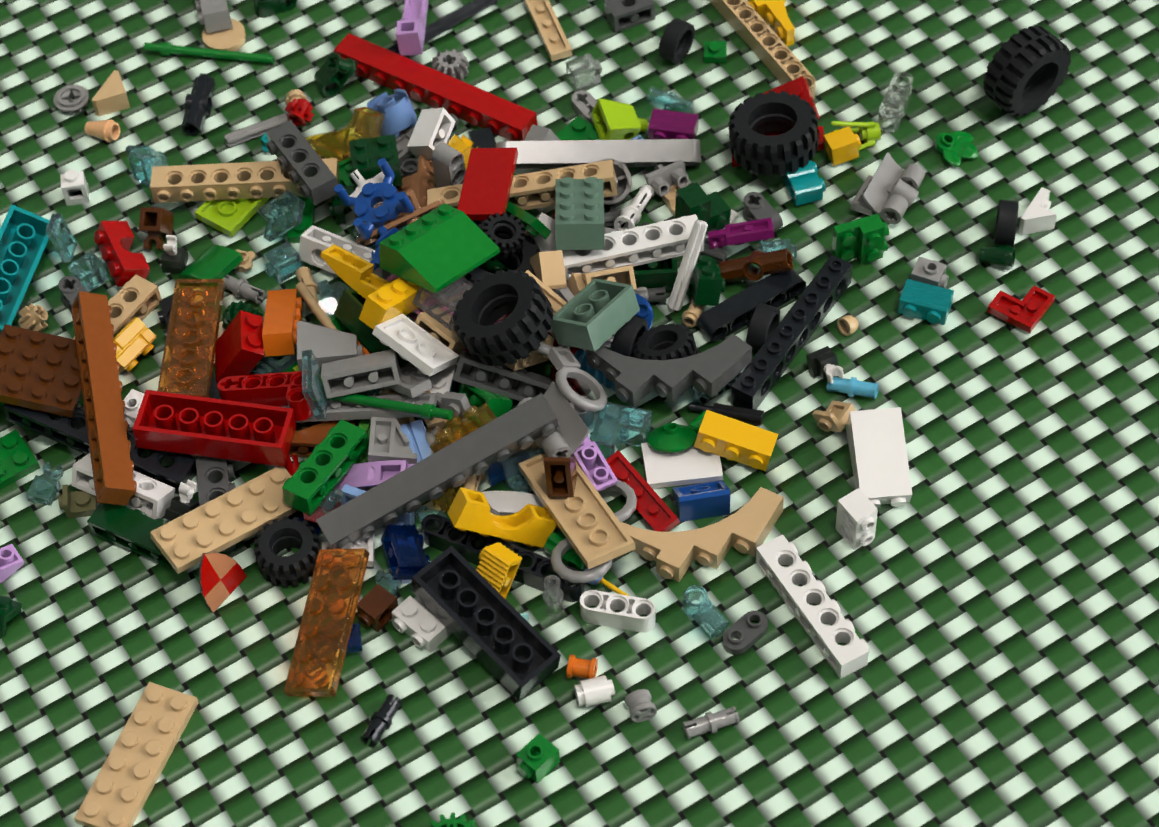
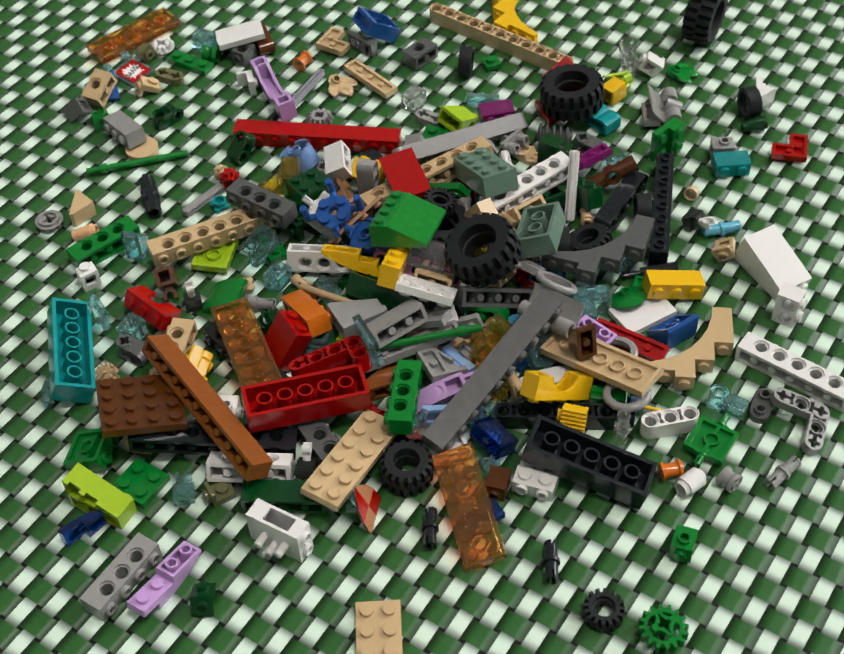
camera: 25 degrees left, 5 degrees down
(109, 151) = (101, 244): none -> green brick
(111, 572) = (279, 531): none -> white piece
(275, 631) = (430, 528): none -> black pin
(404, 811) = (603, 622): none -> black tyre
(508, 25) = (341, 85): none -> tan plate
(652, 652) = (711, 440): none -> green plate
(729, 189) = (563, 134): none -> dark grey piece
(791, 672) = (811, 416): none -> light grey beam
(916, 122) = (651, 64): none -> white brick

